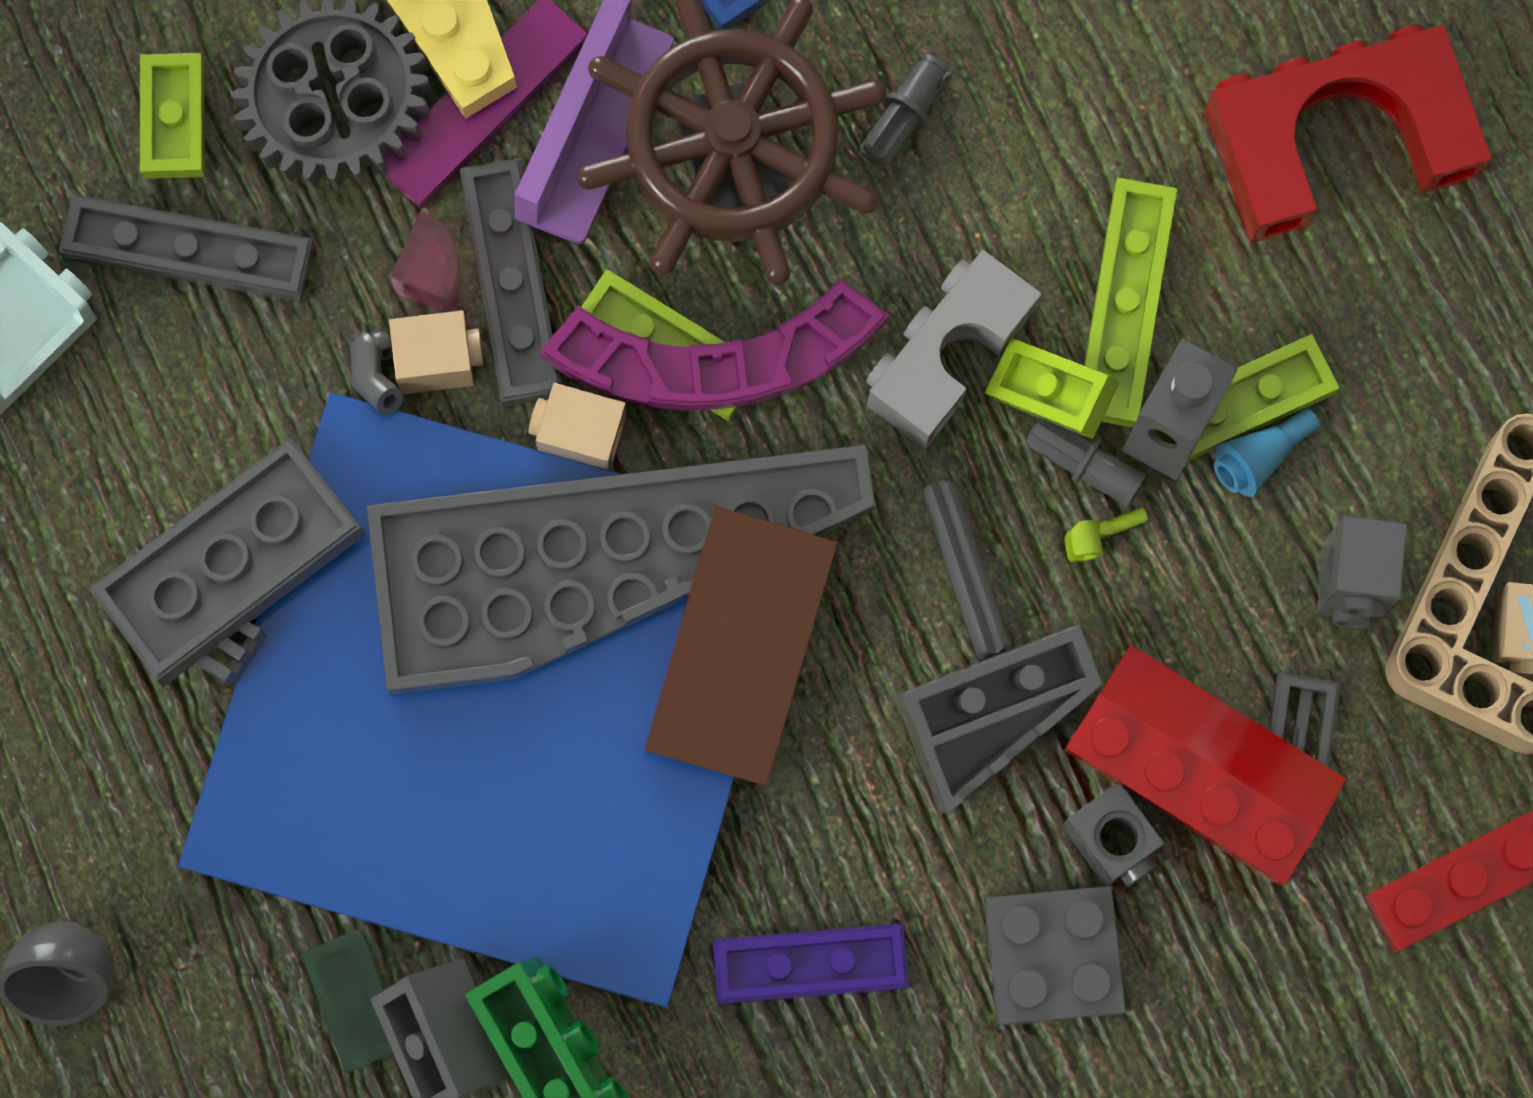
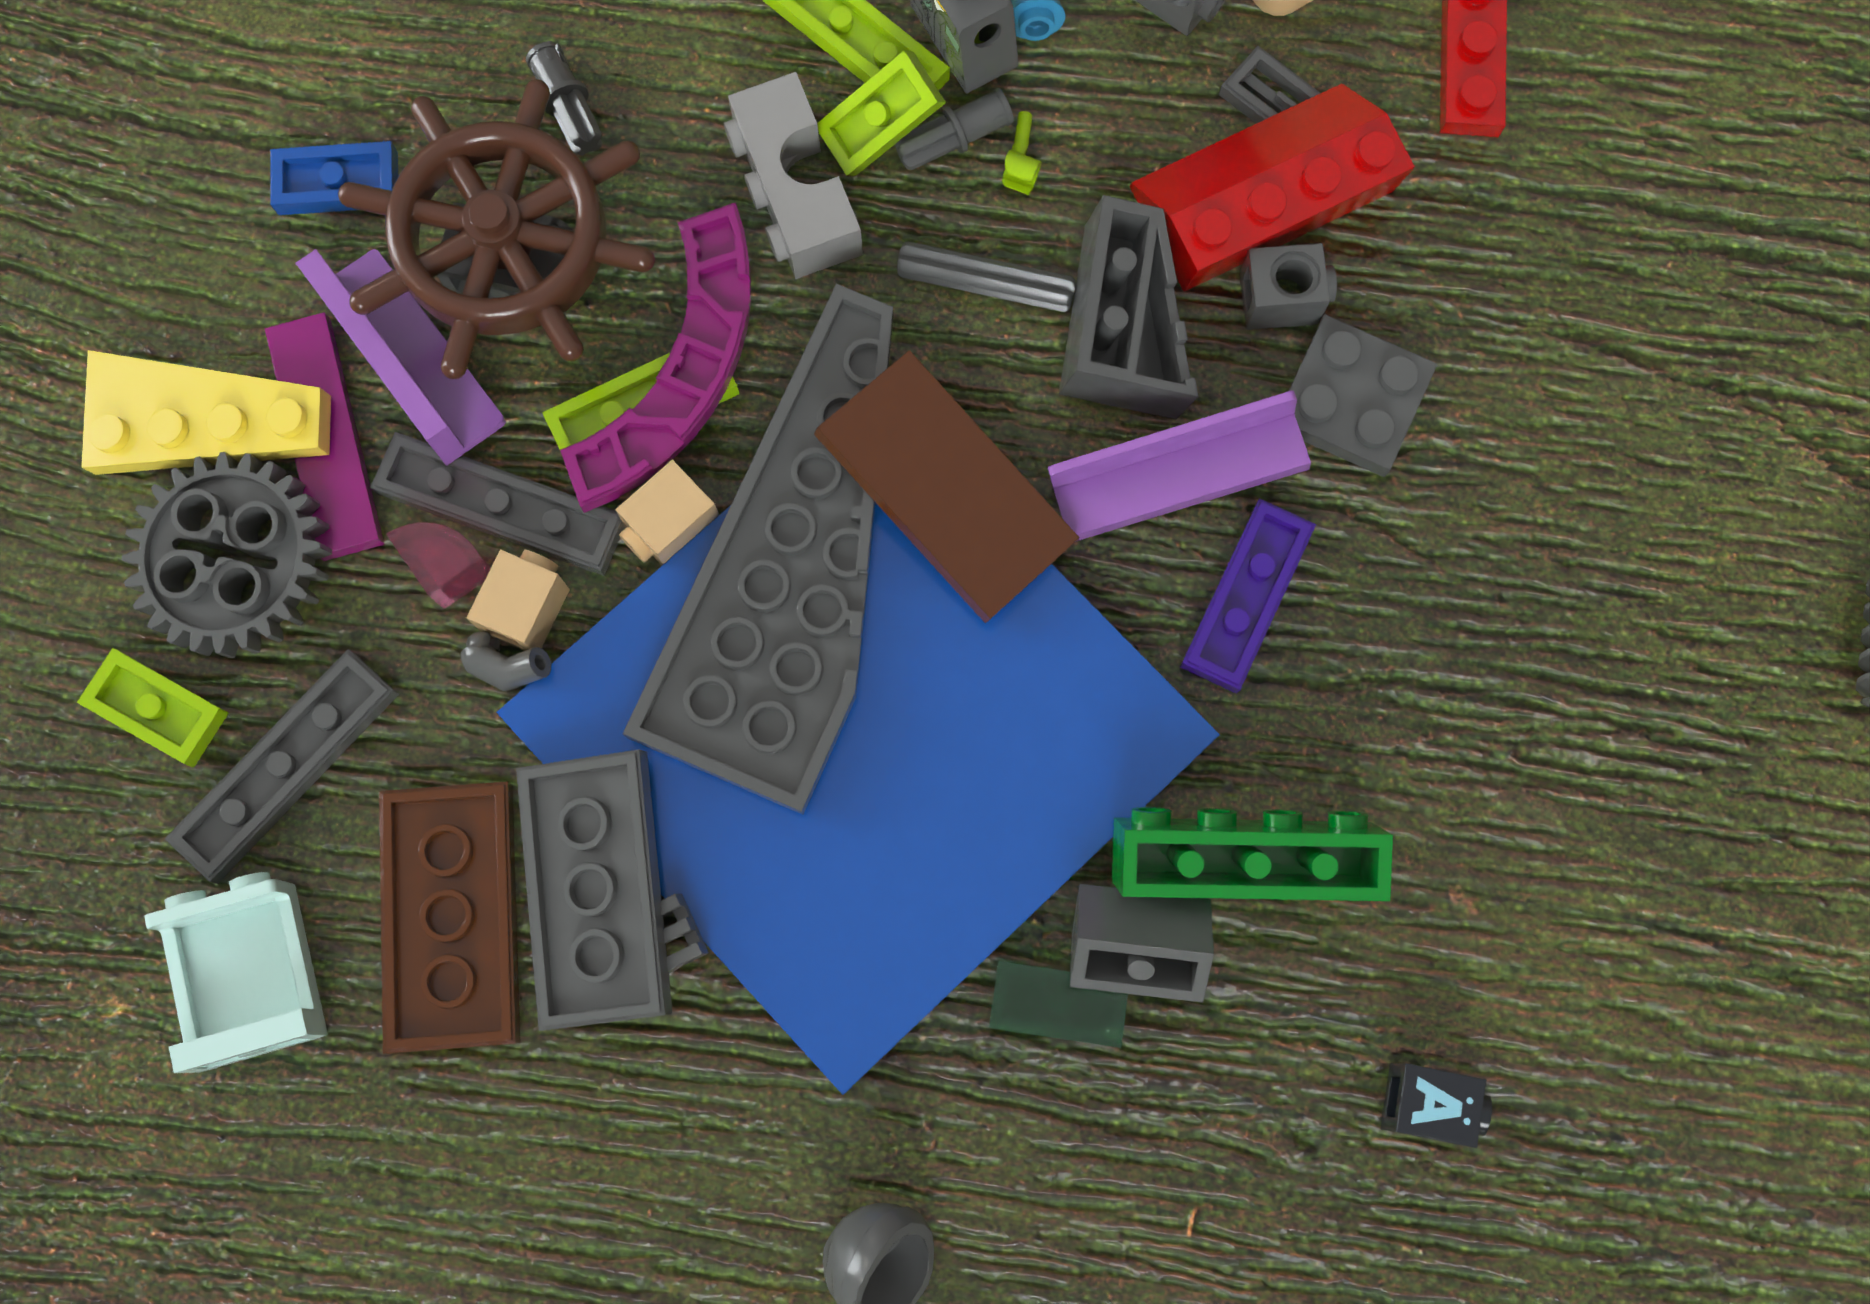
camera: 55 degrees left, 0 degrees up
(141, 459) = (448, 918): none -> reddish brown tile
(883, 838) = (1180, 466): none -> medium lavender panel

